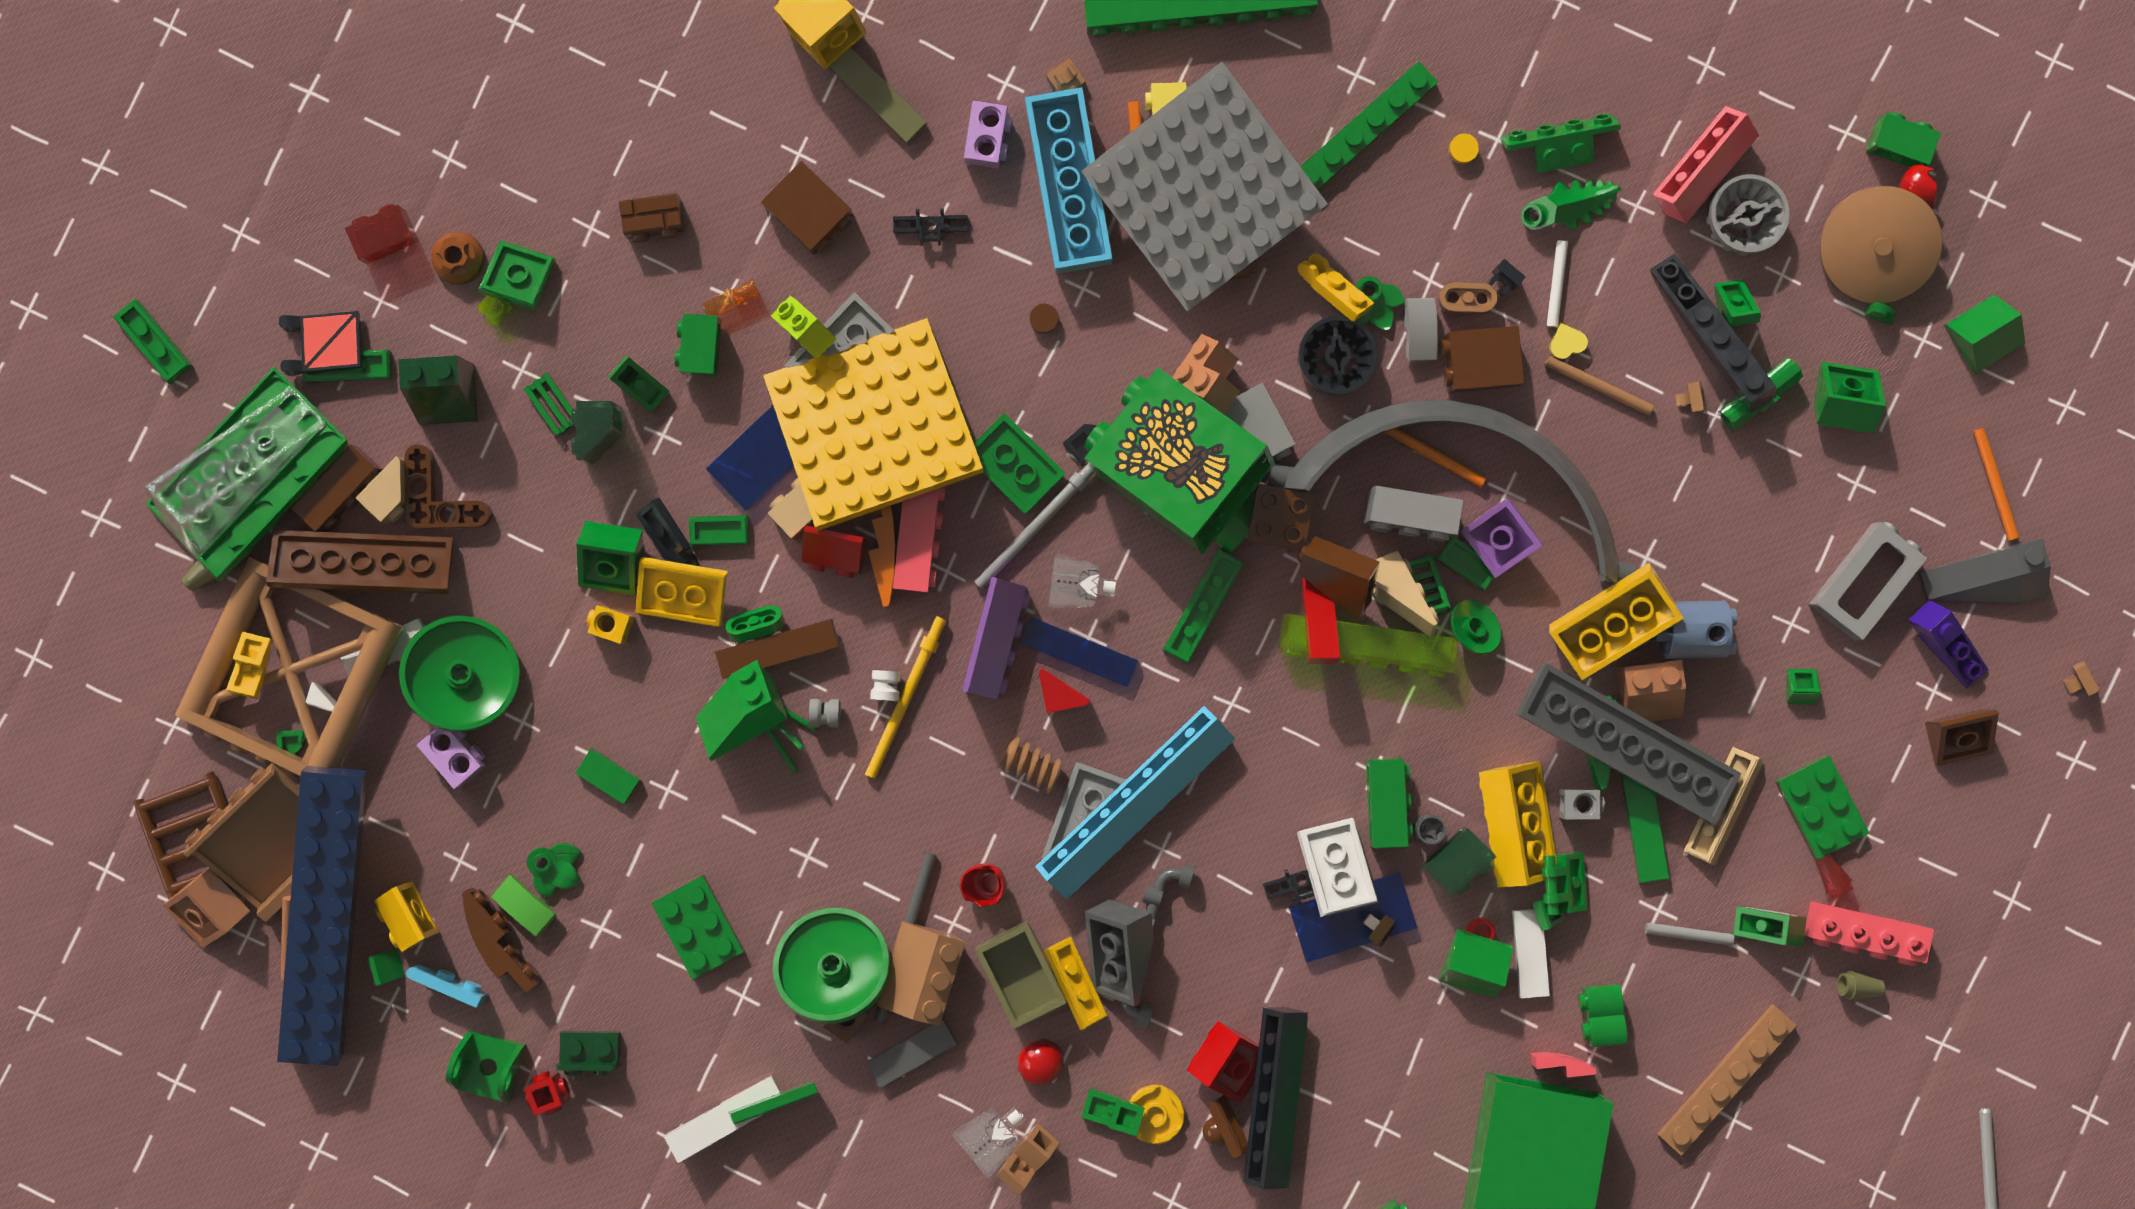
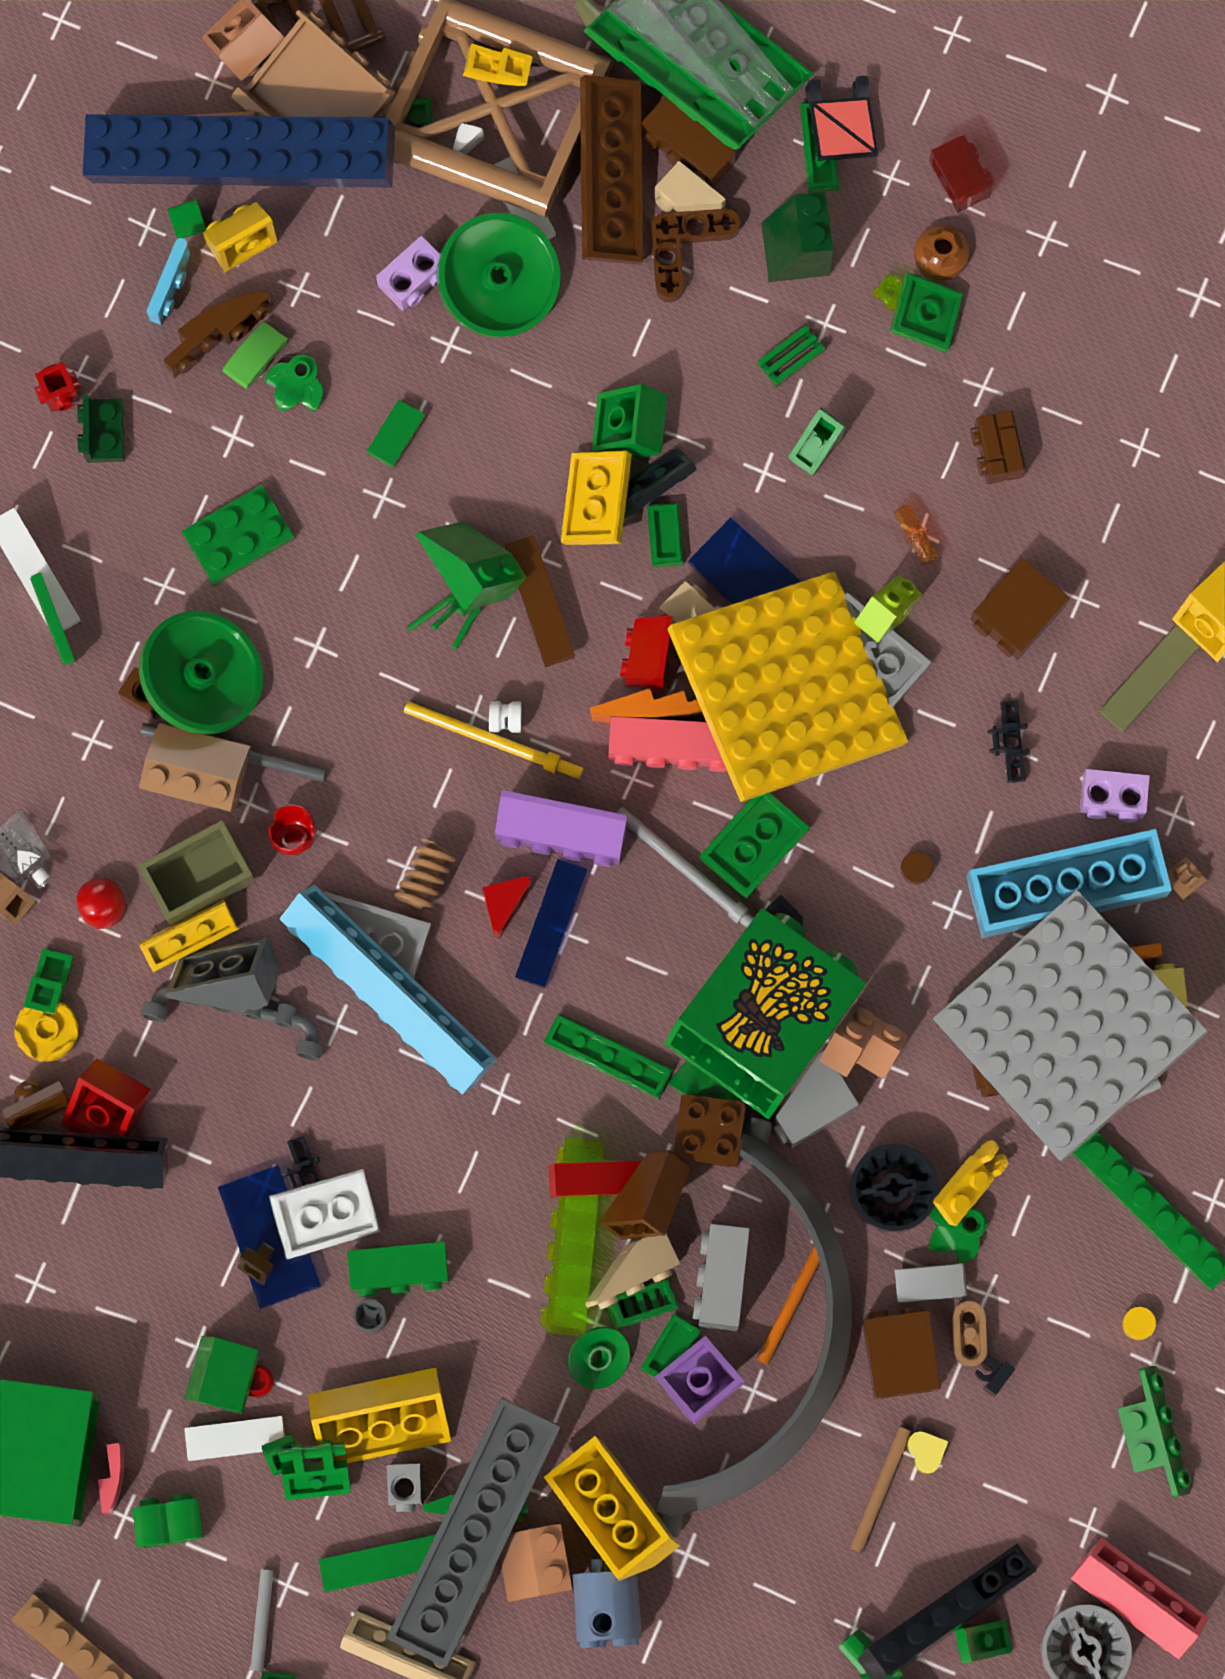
camera: 90 degrees right, 10 degrees down
(466, 1069) = (84, 307): green hose -> none
(597, 429) = (764, 399): clear green slope -> none
(622, 626) = (558, 439): yellow brick -> none
(699, 345) = (862, 502): green brick -> none
(755, 623) = (565, 576): green plate -> none
(831, 711) = (472, 654): light grey wheel -> none
(911, 1053) = (108, 765): dark grey tile -> none
(1077, 583) = (625, 915): clear torso -> none
(1459, 862) = (335, 1346): clear green slope -> none
(1557, 284) = (992, 1437): white bar -> none
(1570, 204) = (1082, 1445): green plant -> none
(1694, 398) = (872, 1598): medium nougat tile -> none

